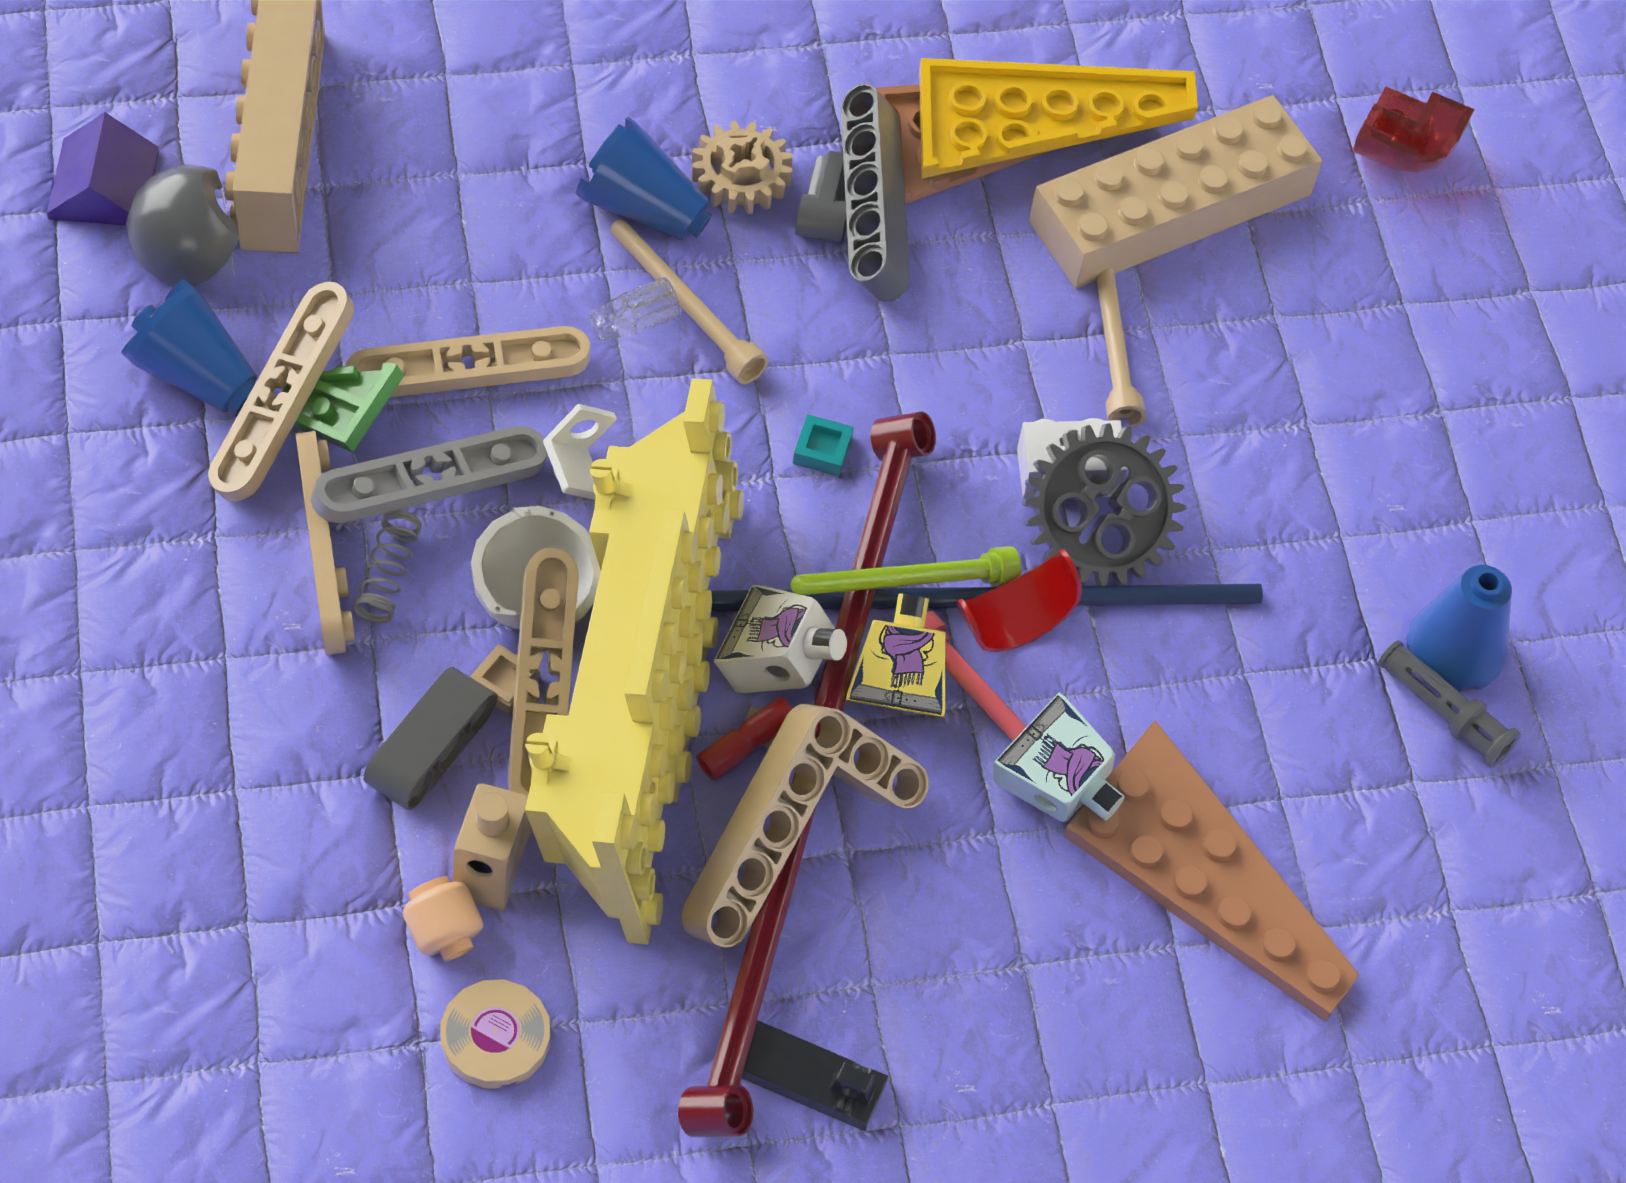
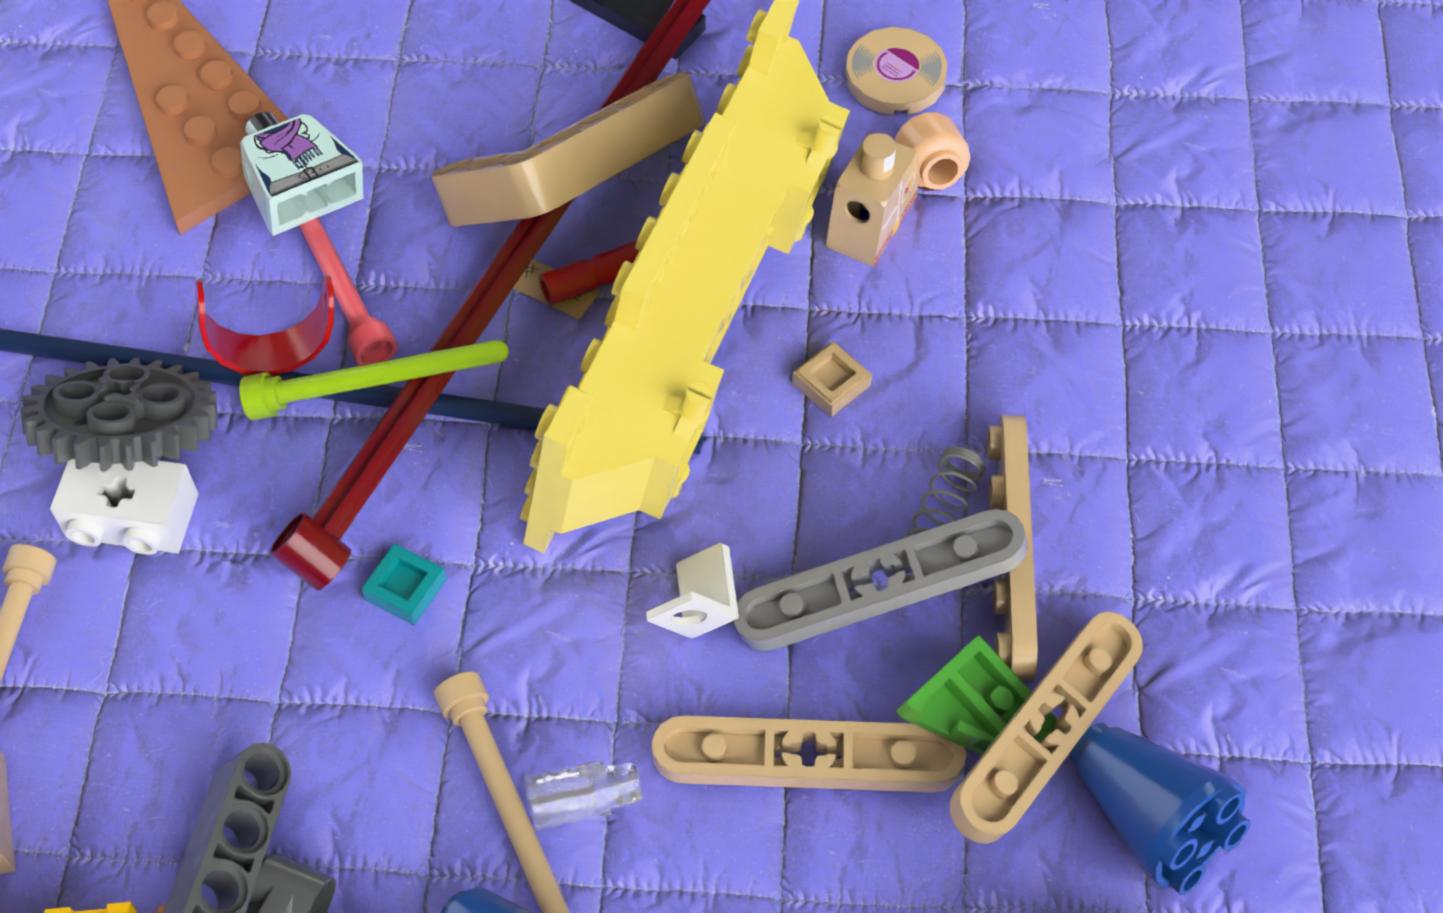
camera: 160 degrees left, 0 degrees up
(430, 738) = (918, 318): dark grey beam -> none
(508, 546) = (779, 447): white cylinder -> none
(546, 626) = (784, 359): tan piece -> none
(777, 642) = (541, 327): white torso -> none
(902, 663) = (414, 287): torso -> none

